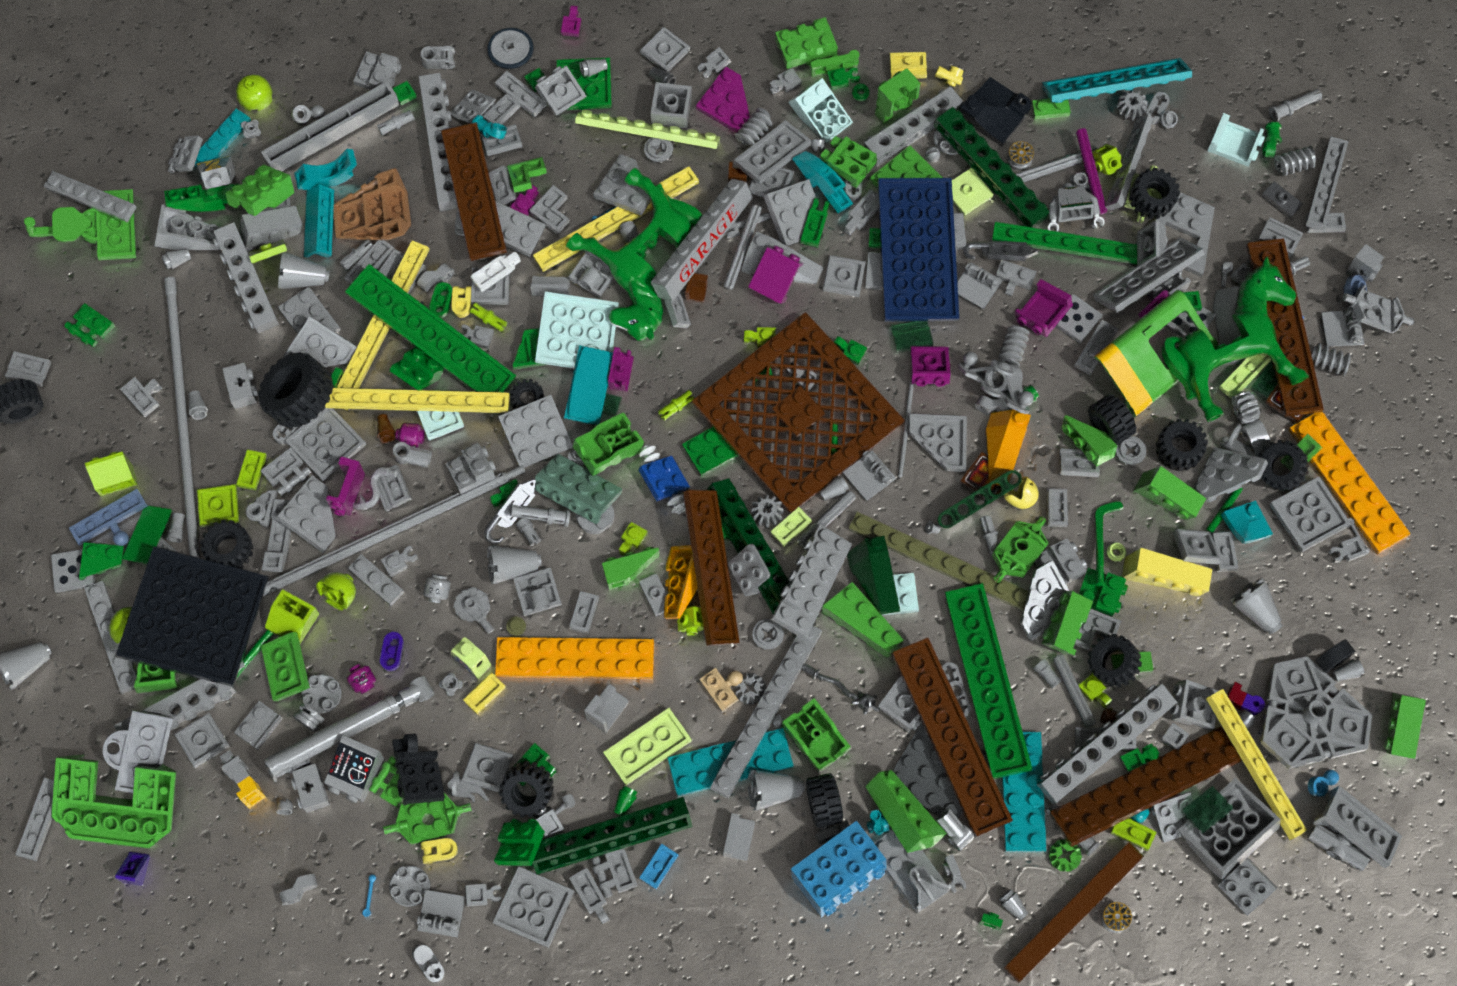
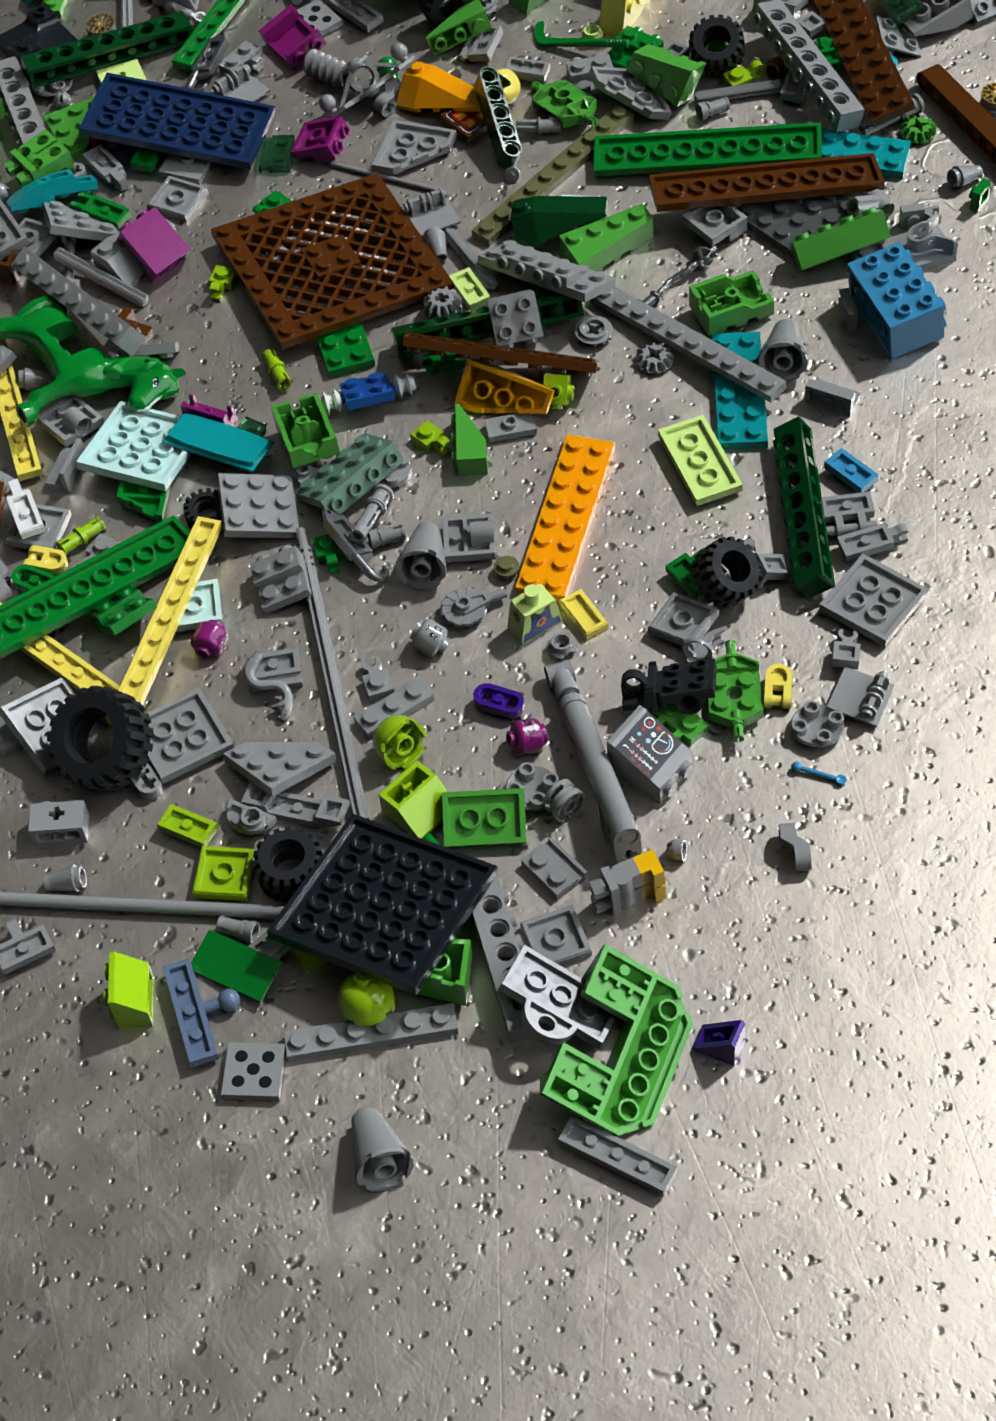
camera: 70 degrees left, 15 degrees down
(99, 558) = (250, 1029): green wing -> none
(282, 467) = (197, 789): light grey plate -> none
(317, 797) = (661, 813): light grey brick -> none
(350, 489) = (248, 699): magenta panel -> none
(385, 430) = (189, 666): reddish brown cone -> none
(414, 455) = (235, 643): light grey piece -> none
(434, 971) = (922, 717): light grey piece -> none
(519, 842) = (792, 591): green plate -> none
(584, 612) = (511, 495): light grey plate -> none
(605, 708) = (642, 493): light grey panel -> none
(625, 799) = (758, 489): green cone -> none
(720, 688) = (646, 384): tan plate -> none
(824, 800) = (812, 298): black tyre -> none
(877, 823) = (844, 257): teal plate -> none
(1134, 833) = (910, 67): lime plate -> none

